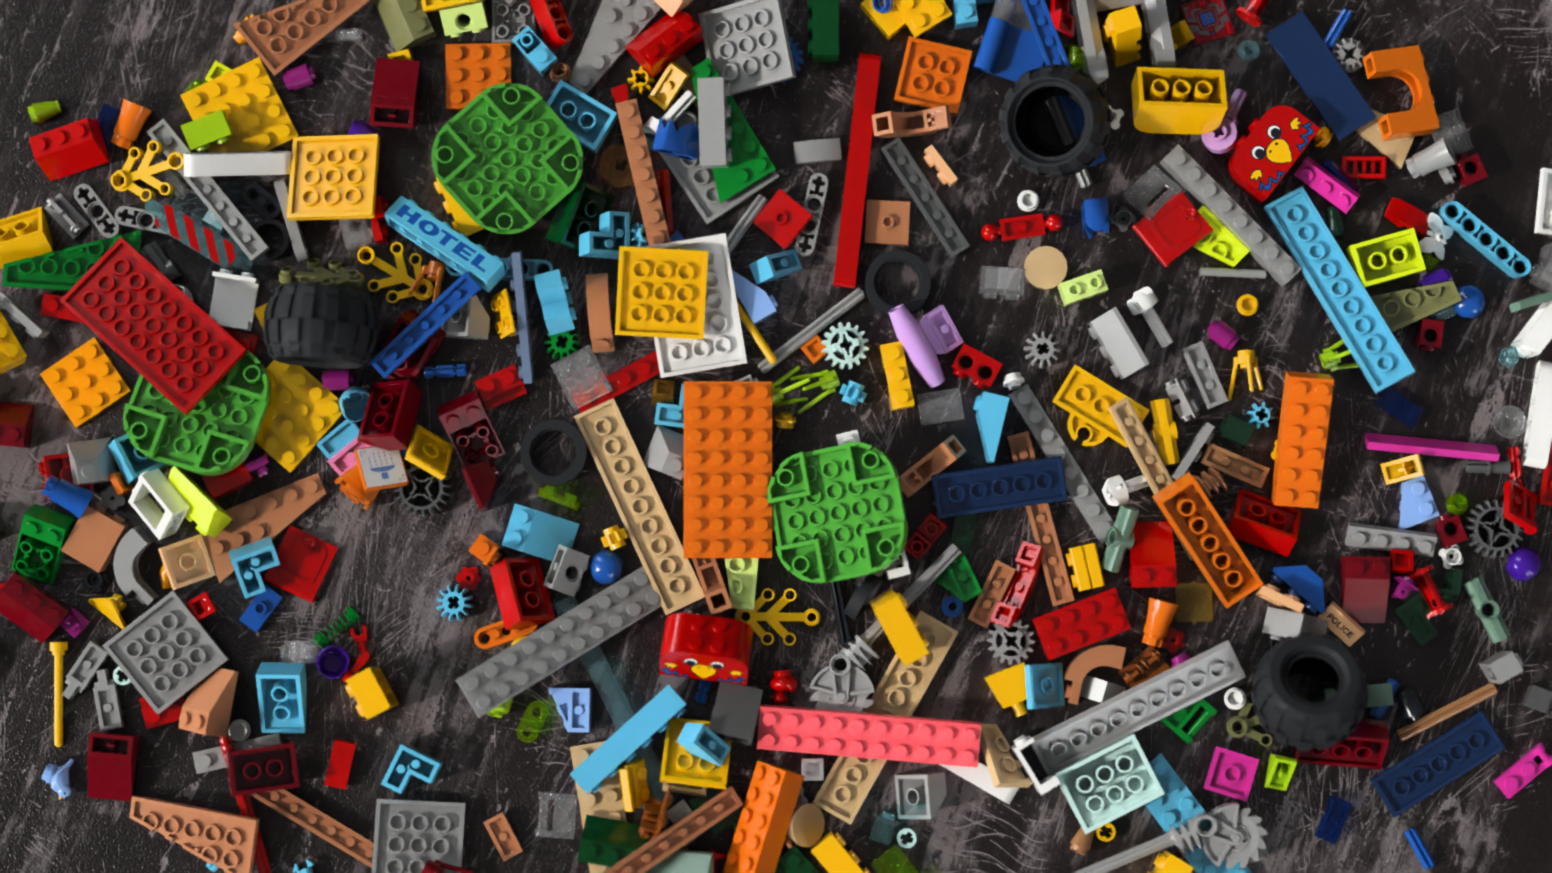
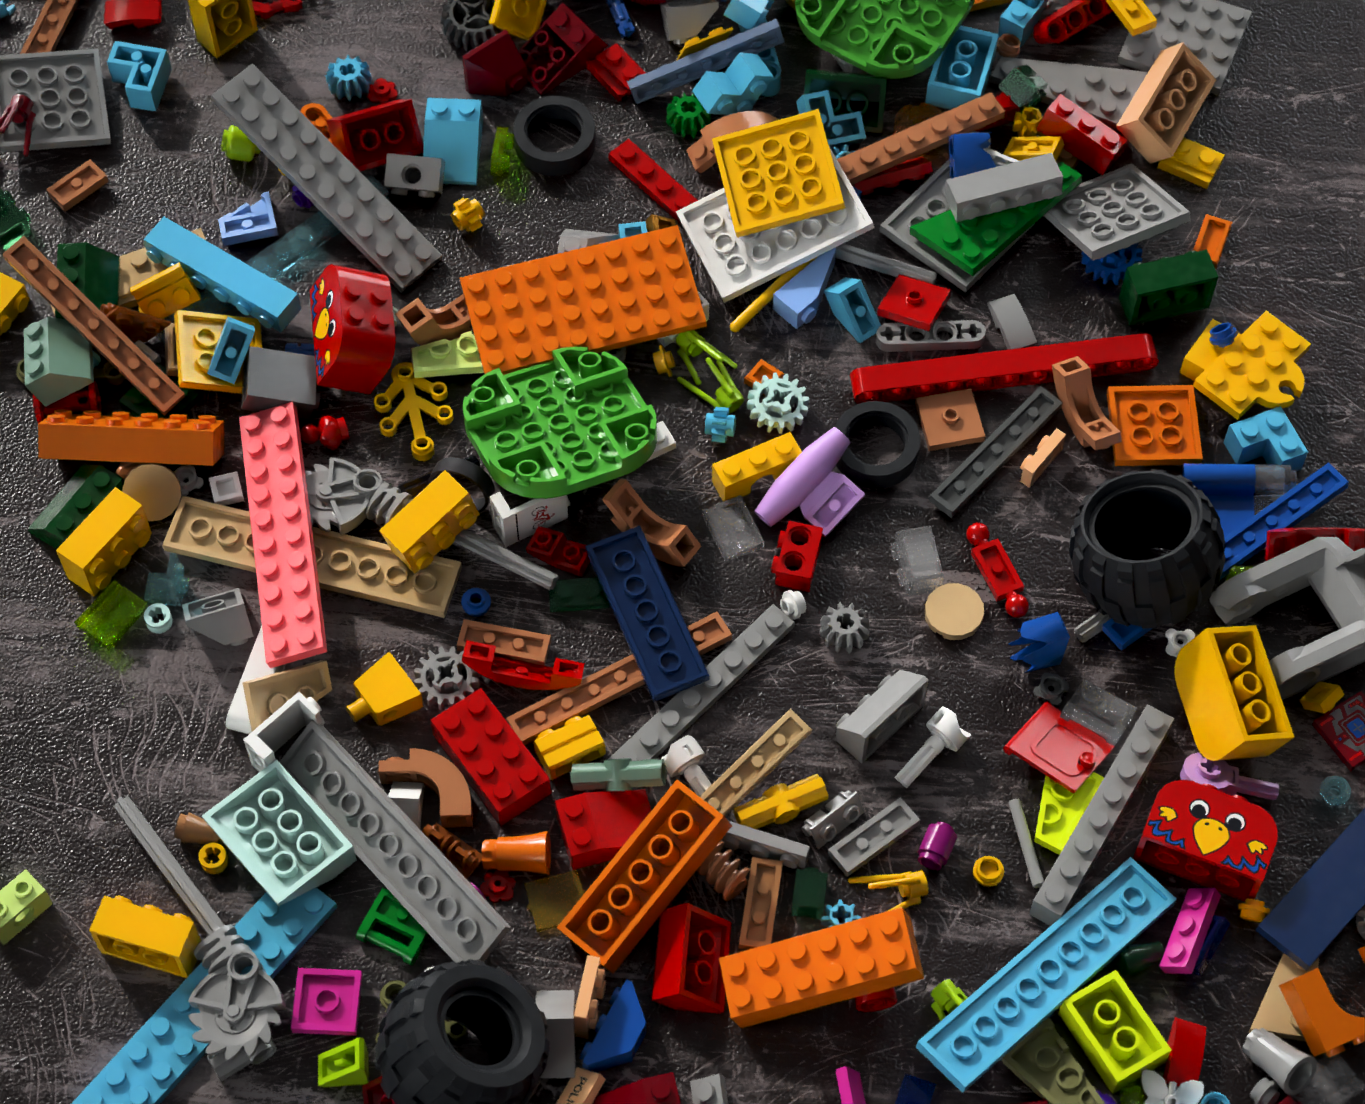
camera: 75 degrees right, 25 degrees down
(486, 550) = (417, 90): orange bracket -> none
(533, 722) = (223, 188): clear neon green plate -> none
(564, 815) = (115, 239): clear plate -> none
(581, 377) = (652, 135): clear brick -> none
(606, 566) = (431, 217): blue hair -> none
(614, 75) = (1024, 86): none -> clear green brick
(639, 506) = (519, 228): tan plate -> none
(813, 329) = (762, 351): light grey axle -> none
(960, 580) = (514, 599): green wing -> none
(990, 418) = (726, 582): medium azure slope -> none
(1028, 200) = (1034, 570): white plate -> none
(1044, 685) = (395, 727): medium azure tile -> none
(1082, 287) = (942, 655): yellowish green brick -> none
(1087, 403) = (794, 686): yellow plate -> none
(1121, 33) = (1296, 613): yellow wedge -> none
(1364, 159) = (1238, 1001): red slope -> none

